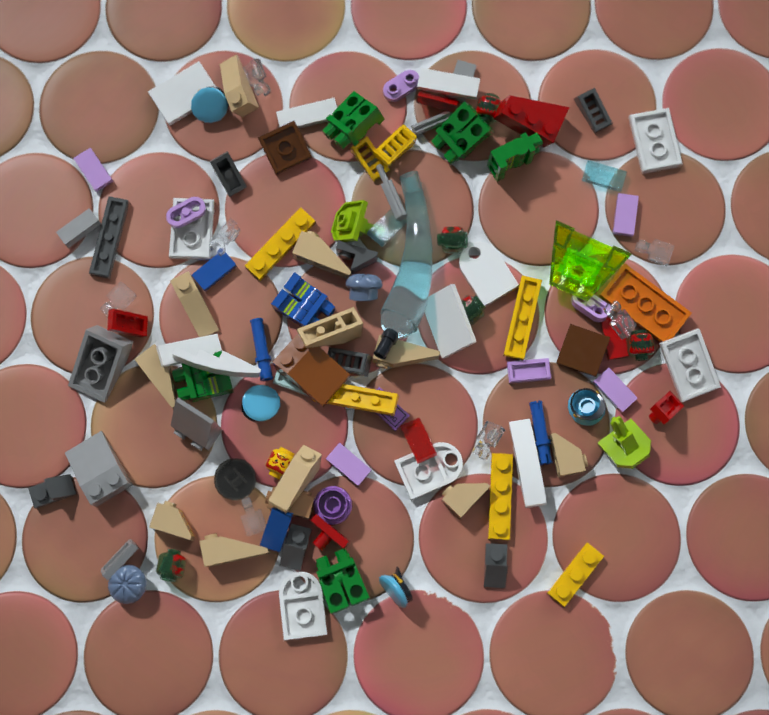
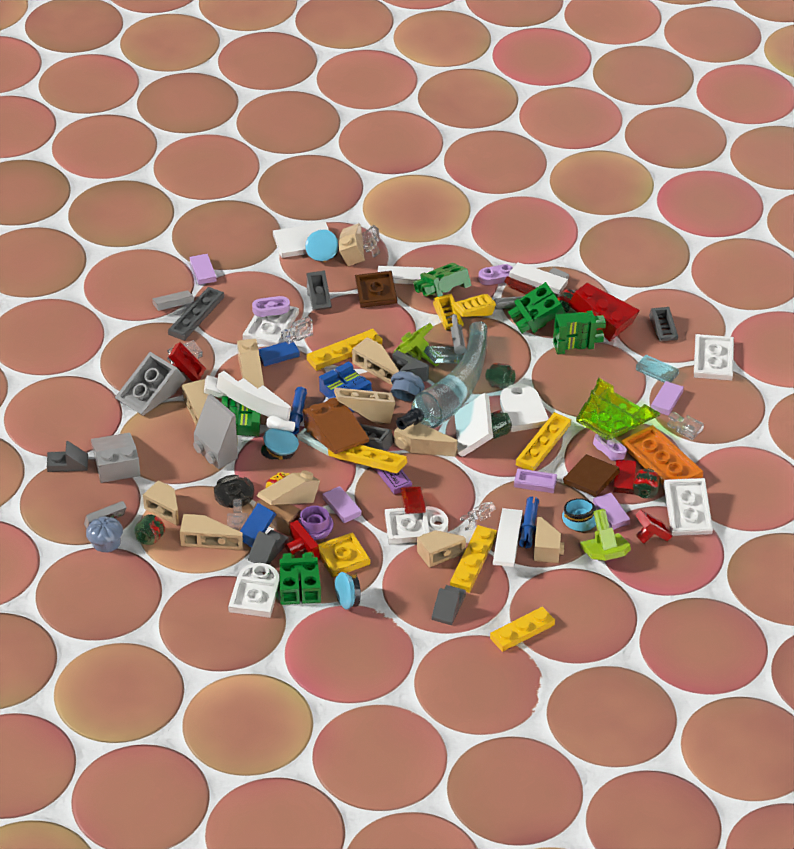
camera: 15 degrees right, 35 degrees down
(252, 385) = (278, 423): none -> white arm
(371, 531) = (343, 554): none -> yellow tile
(621, 320) = (631, 459): clear plate -> none

